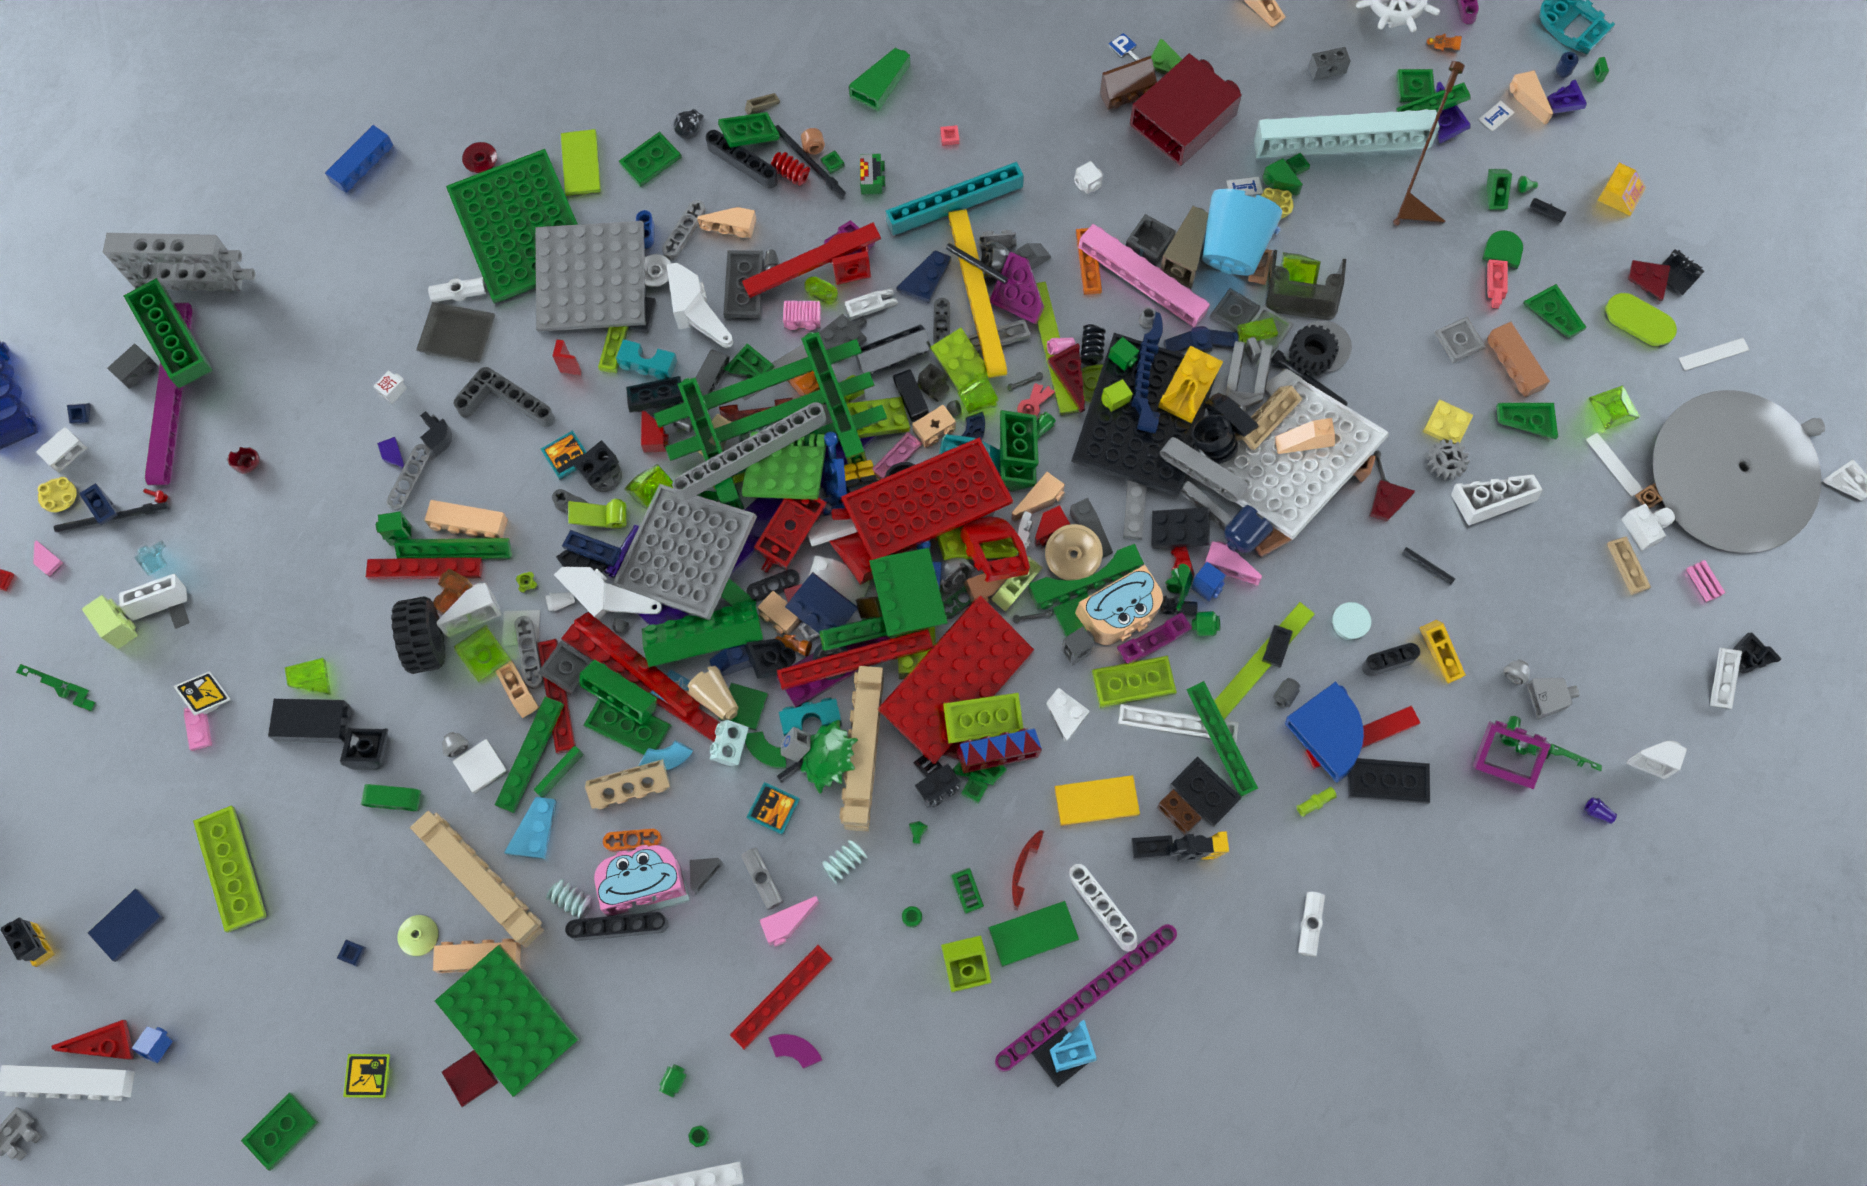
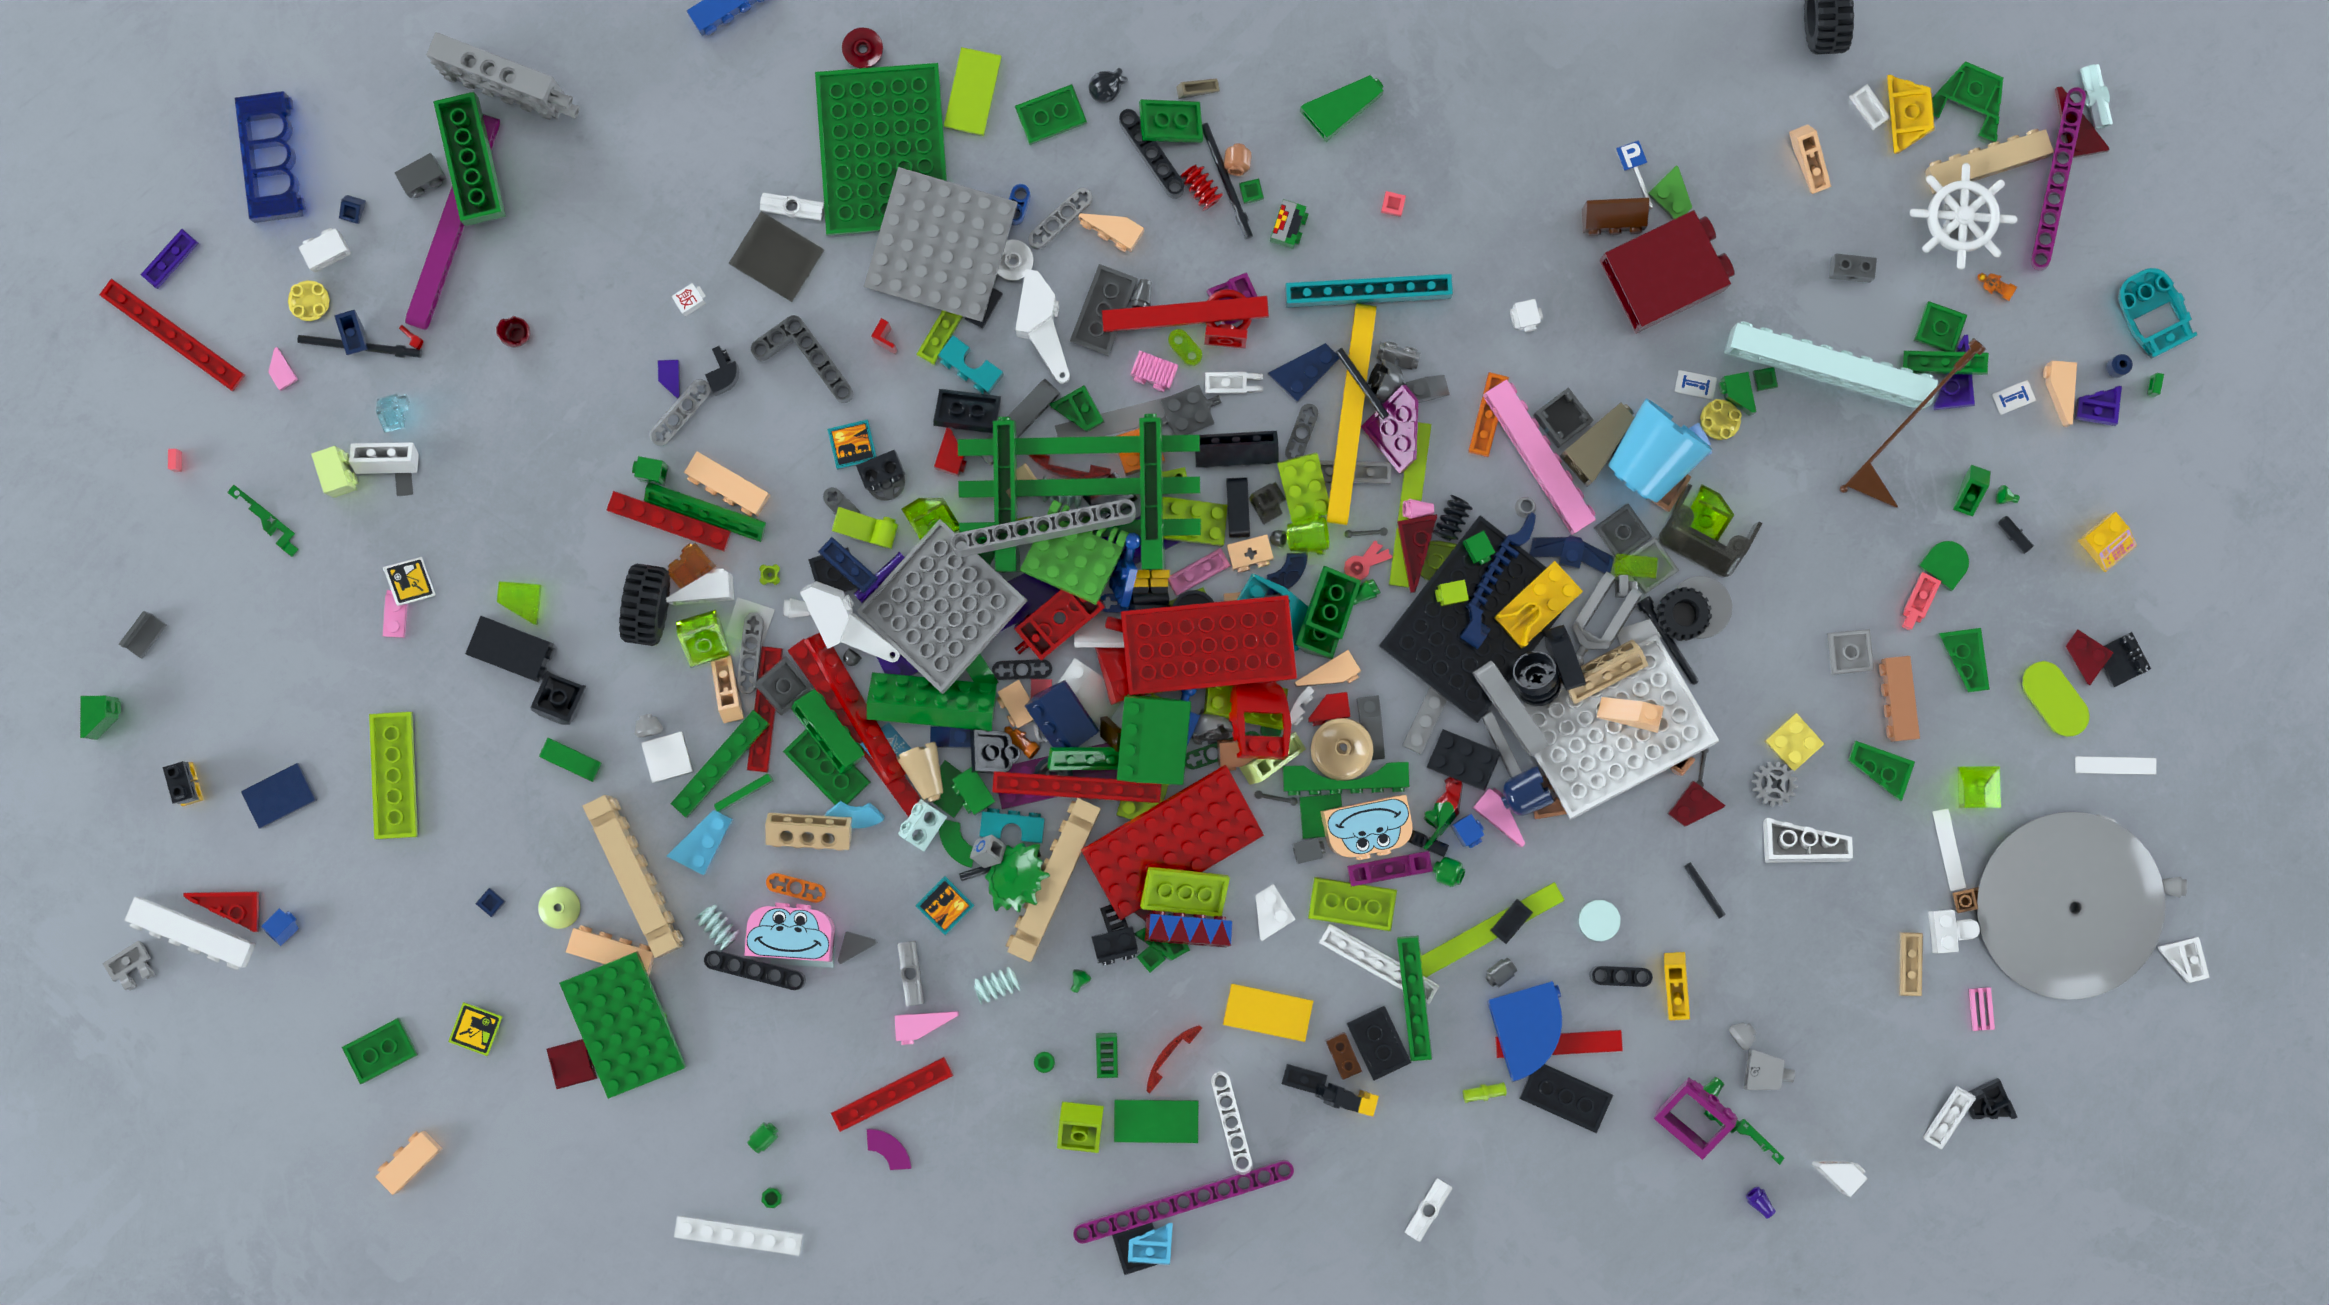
camera: 15 degrees right, 15 degrees up
(764, 697) = (973, 791): none -> green brick

